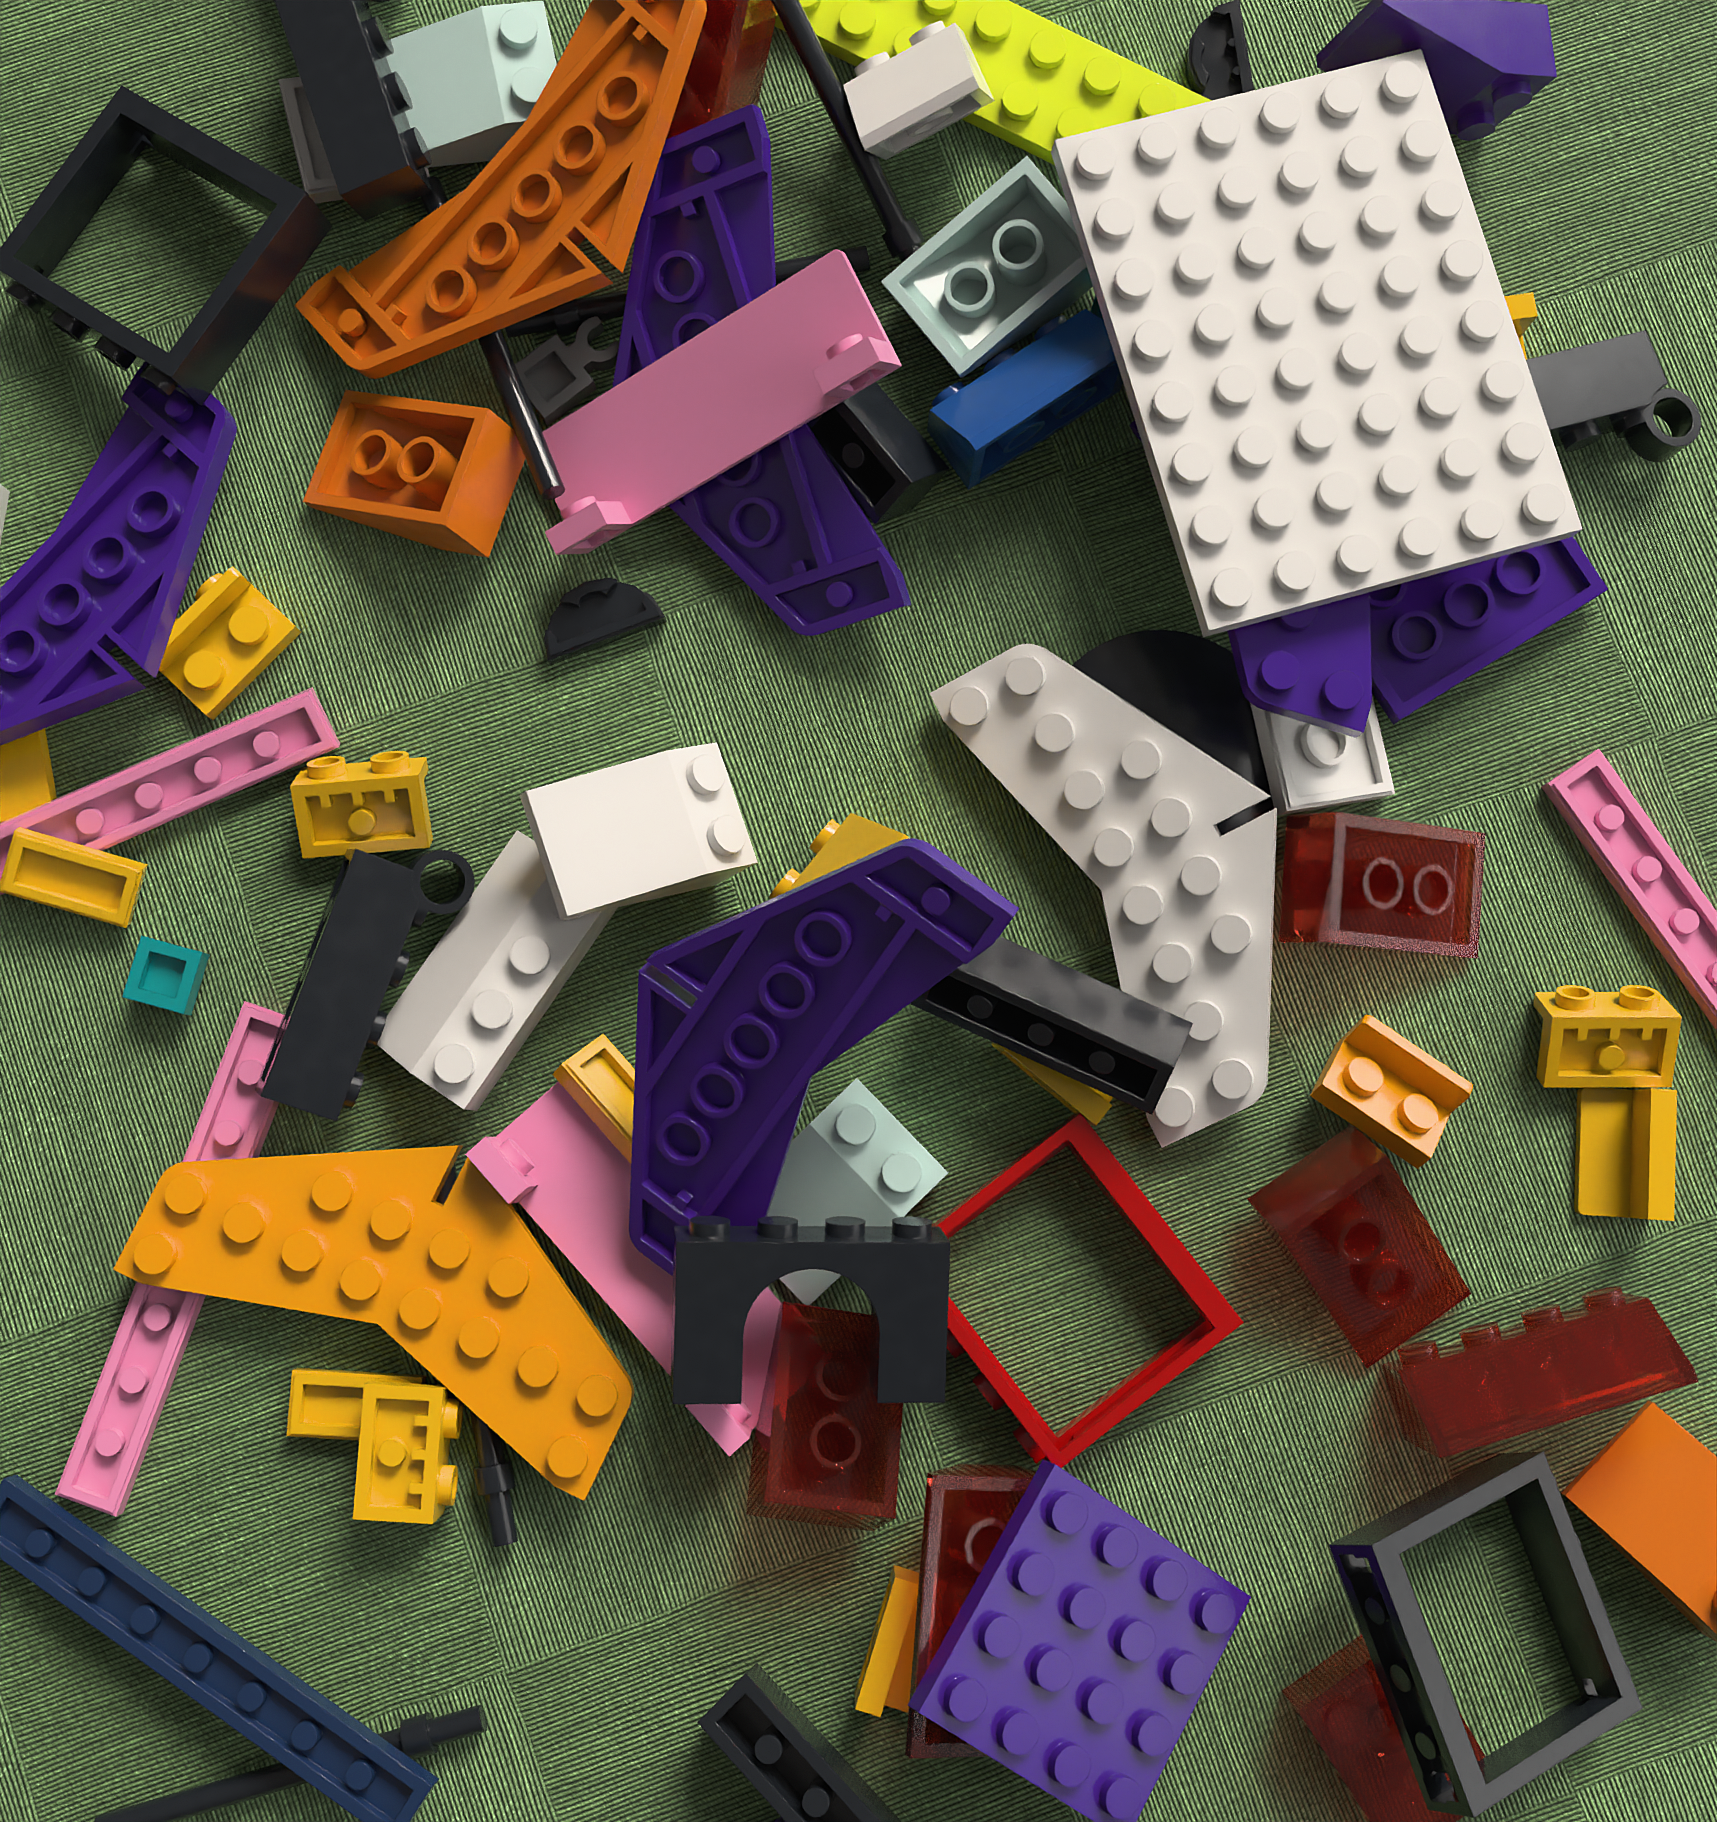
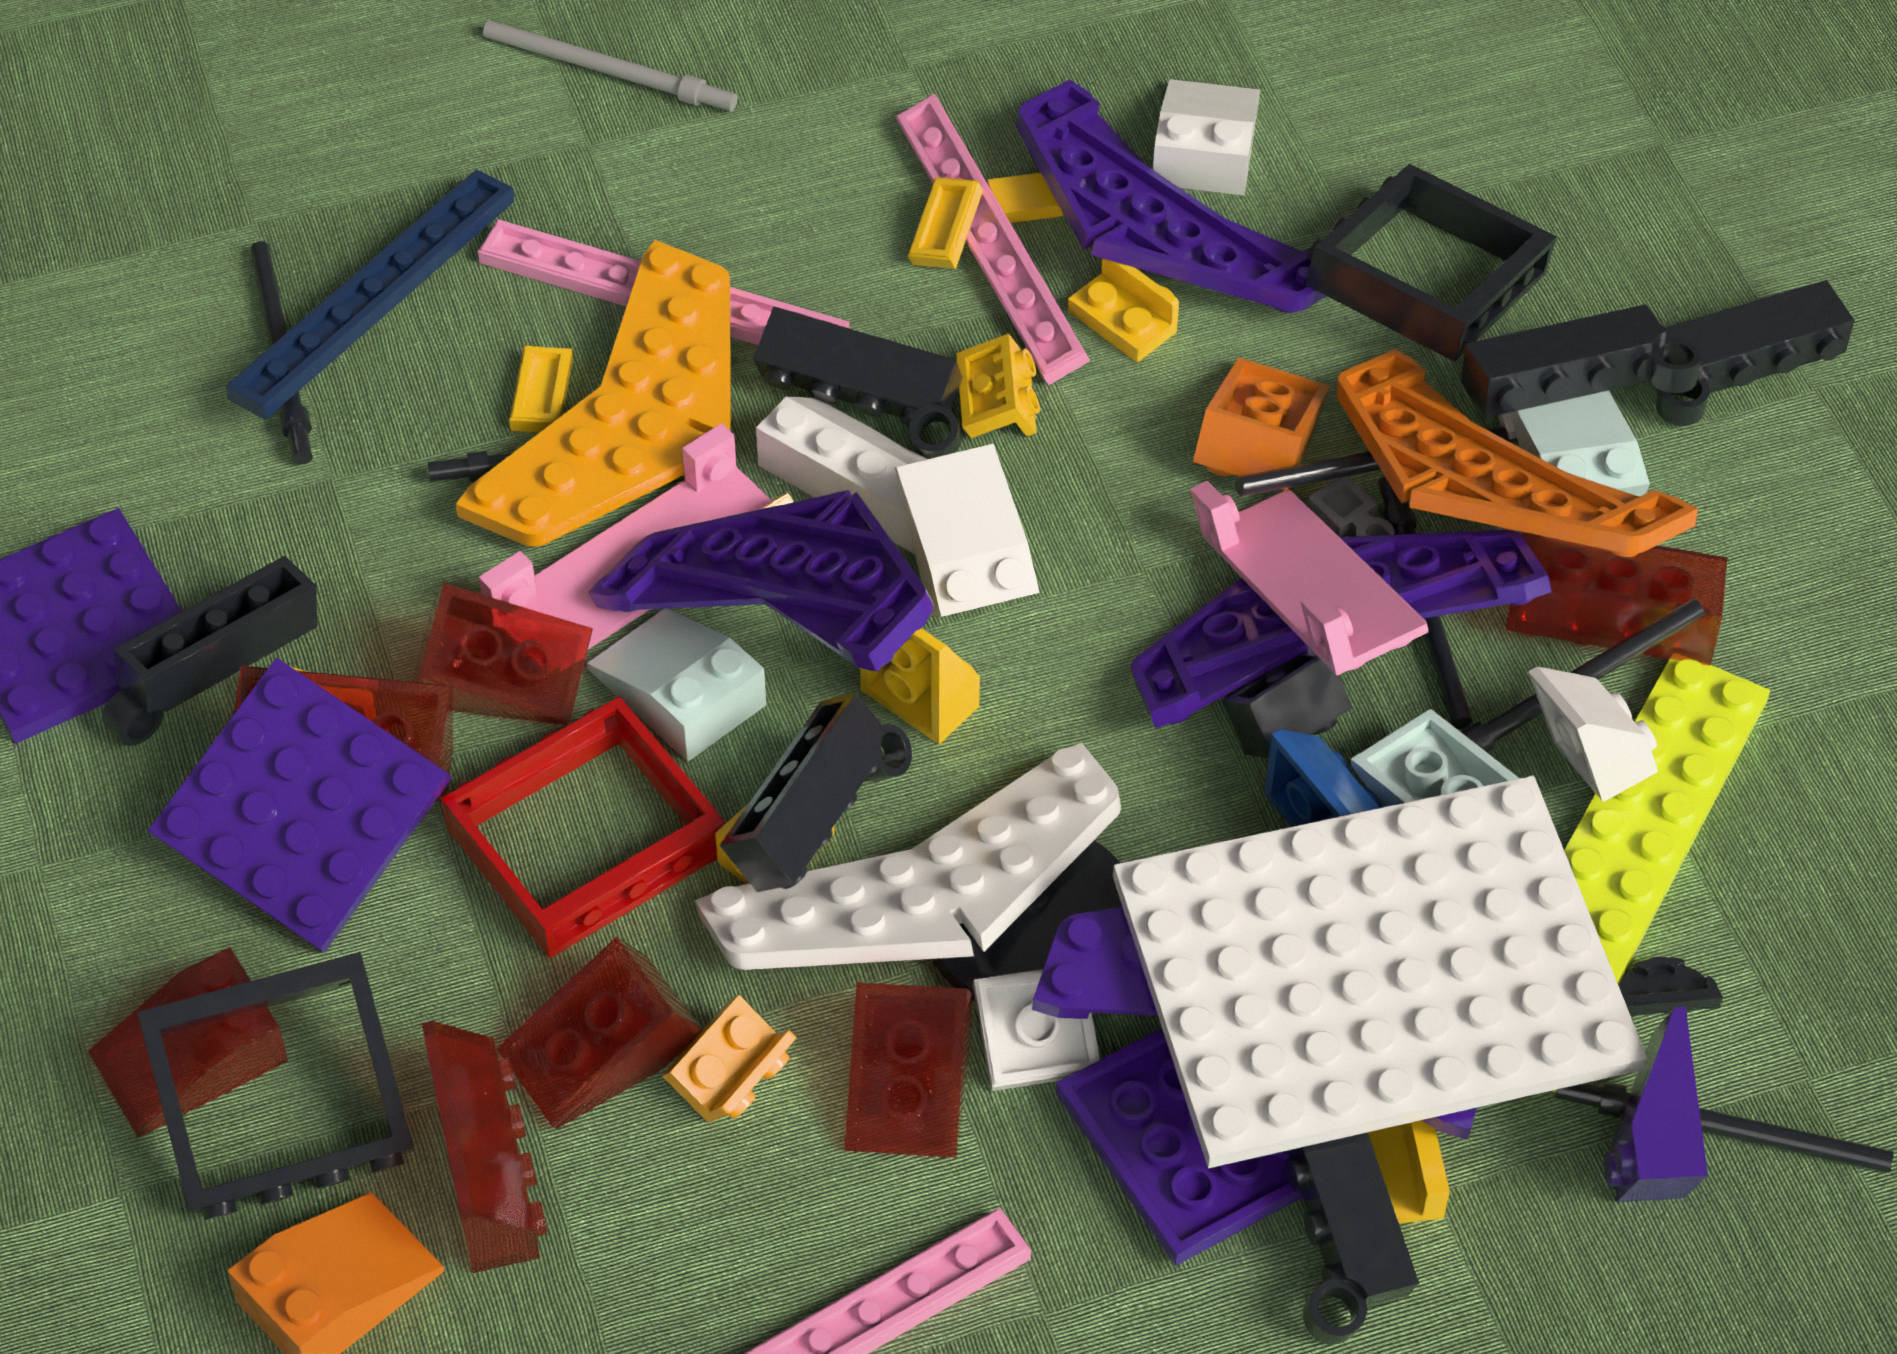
camera: 95 degrees right, 30 degrees down
(165, 975) = (870, 276): teal plate -> none
(406, 1452) = (502, 406): yellow bracket -> none
(598, 615) = (1149, 538): black tile -> none
(727, 1267) = (610, 671): black arch -> none
(1606, 1038) = (767, 1236): yellow bracket -> none
(1625, 1153) = (663, 1254): yellow panel -> none

